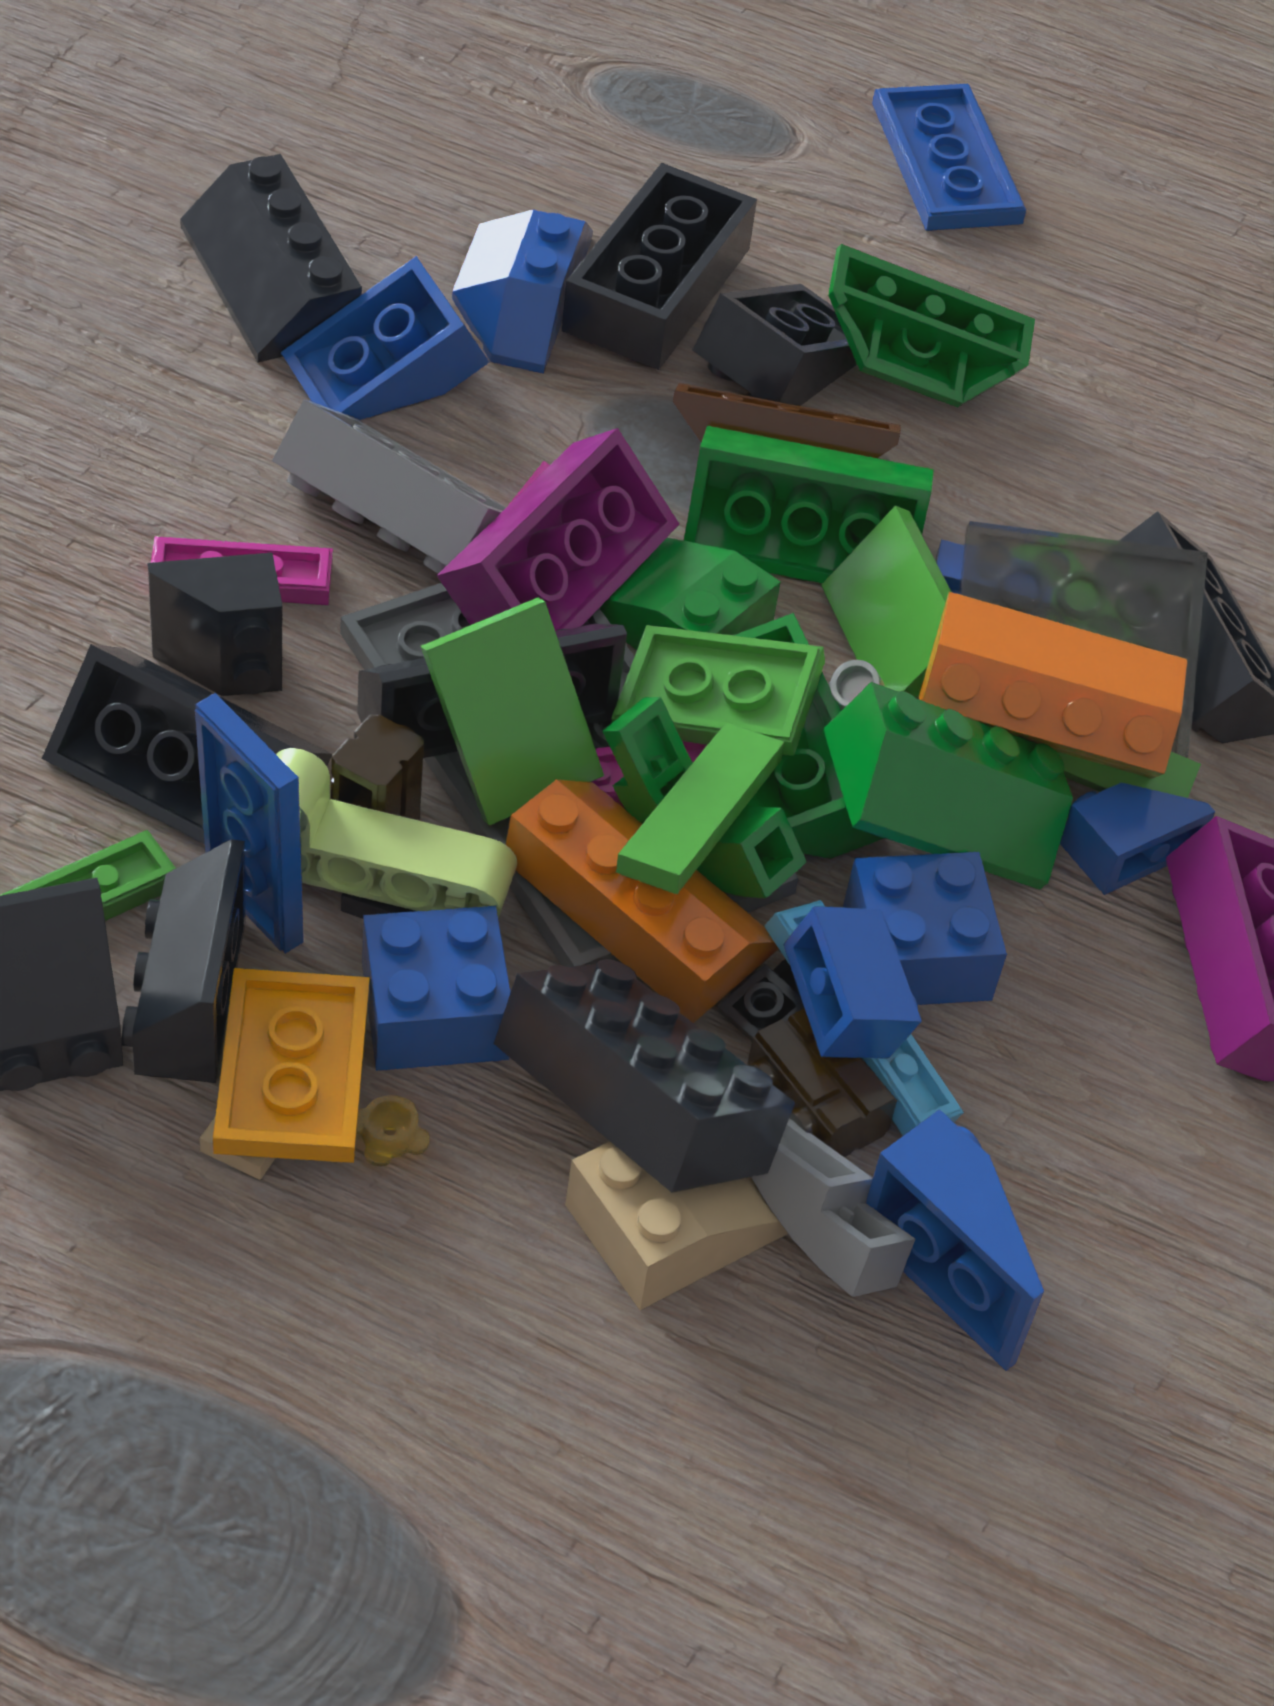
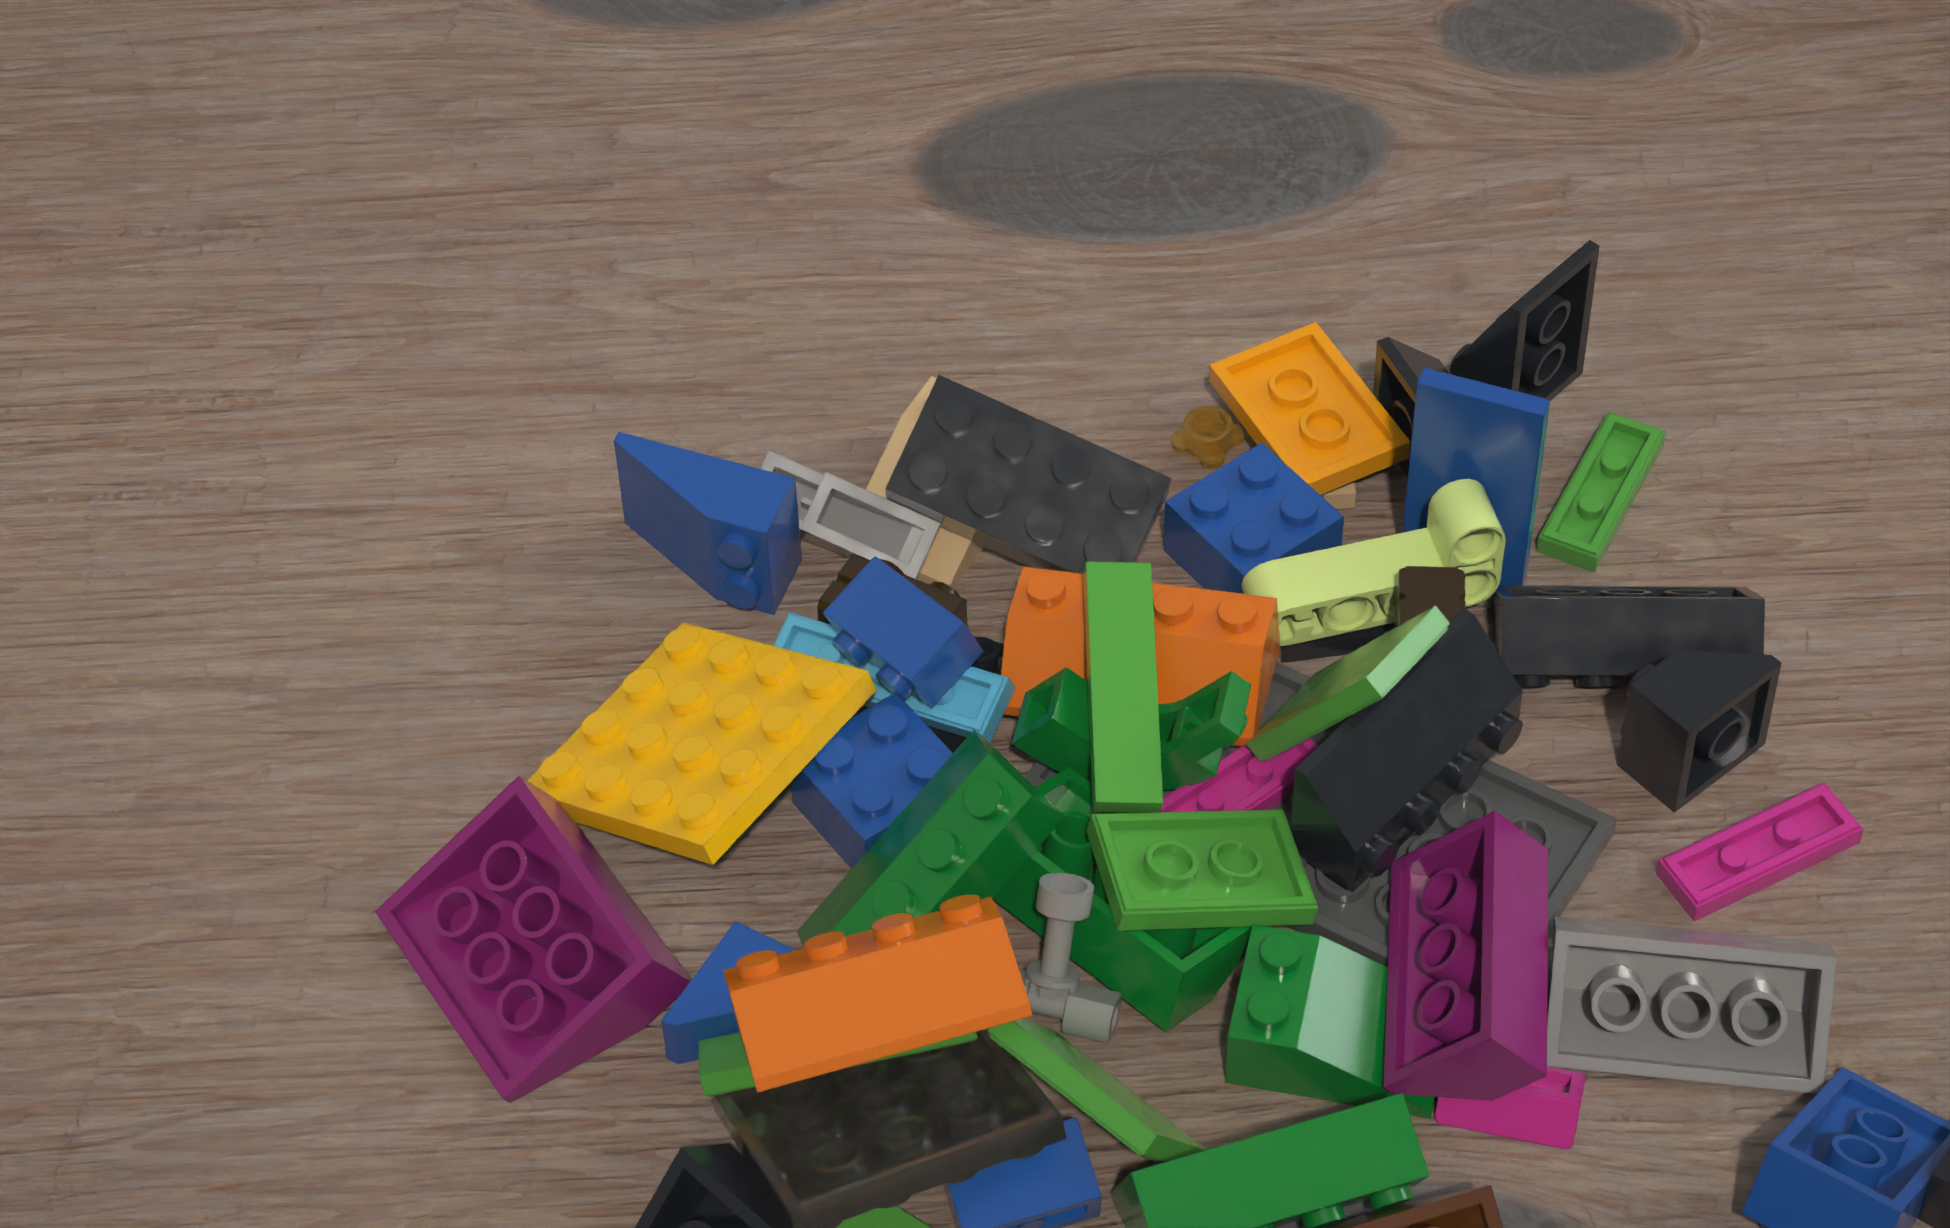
camera: 160 degrees right, 0 degrees up
(1072, 1030) = (701, 740): none -> yellow plate

